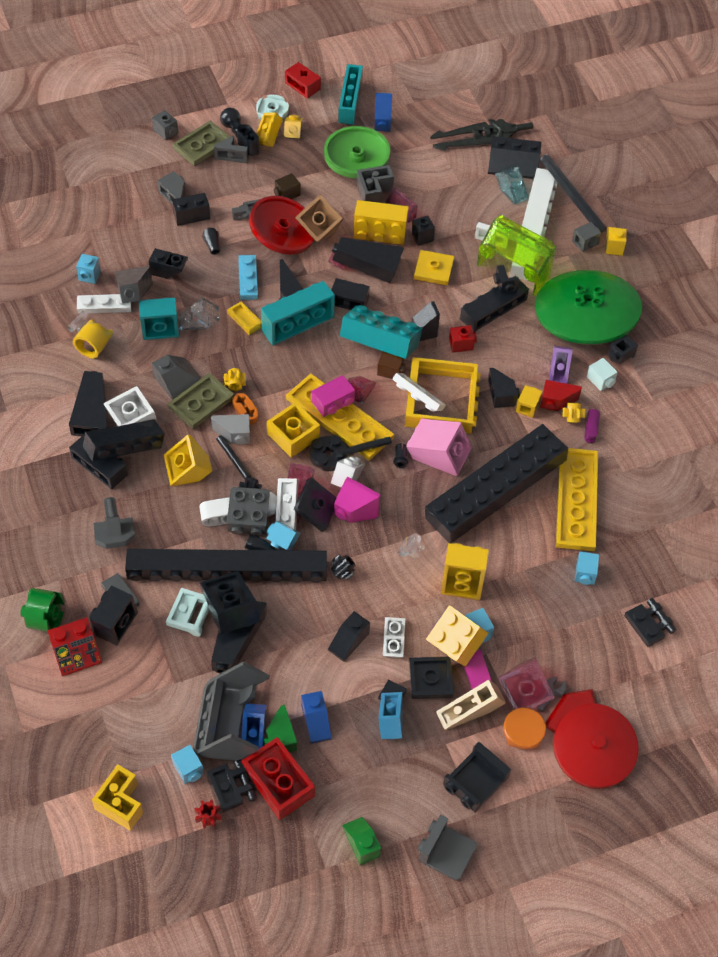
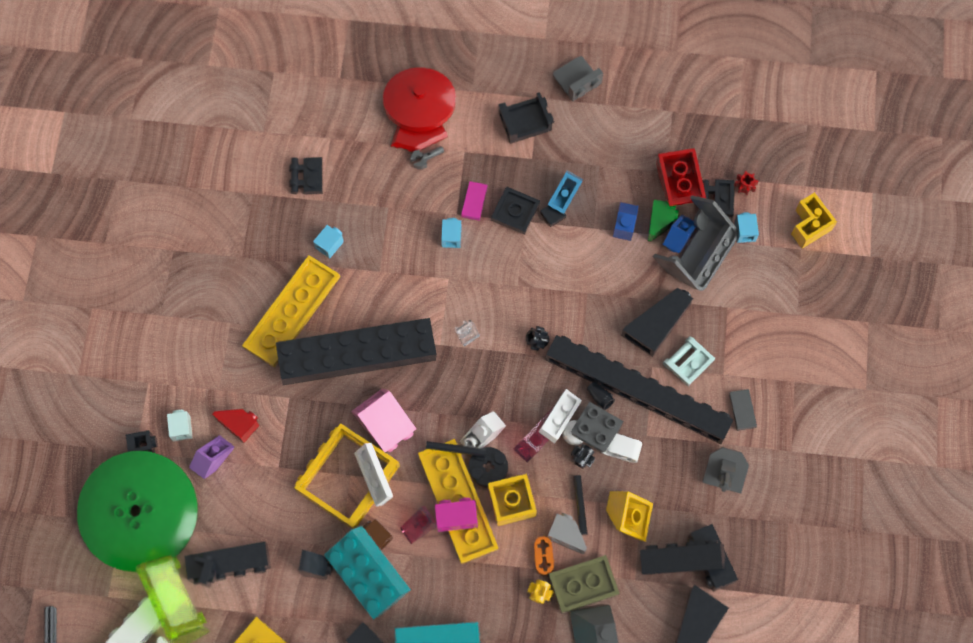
camera: 150 degrees left, 15 degrees up
(43, 609) = (820, 413): green brick -> none
(74, 646) = (802, 373): red slope -> none
(110, 617) = (761, 377): black brick -> none
(130, 408) = (661, 595): white slope -> none
(230, 602) = (656, 339): black slope -> none
(282, 536) = (576, 388): medium azure brick -> none
(315, 504) = (530, 408): black plate -> none
(349, 636) = (563, 274): black slope -> none
(356, 502) = (495, 392): dark pink slope -> none
(362, 840) = (637, 112): green slope -> none
(394, 637) = (526, 260): white slope -> none
(400, 456) = (423, 429): black pin -> none
(457, 636) = (478, 223): yellow brick -> none
(462, 338) = (287, 534): red brick -> none
(464, 571) = (440, 271): yellow brick -> none
(471, 705) = (496, 171): tan slope -> none
(502, 389) = (286, 453): black slope -> none
(524, 728) = (465, 137): orange tile -> none
(526, 685) = (443, 166): clear pink slope -> none
(529, 401) = (268, 430): yellow brick -> none
(574, 412) = (236, 395): yellow gear -> none
(586, 236) = (74, 604): dark grey brick -> none
(592, 424) = (227, 377): magenta bar -> none
(615, 240) = (44, 588): yellow slope -> none

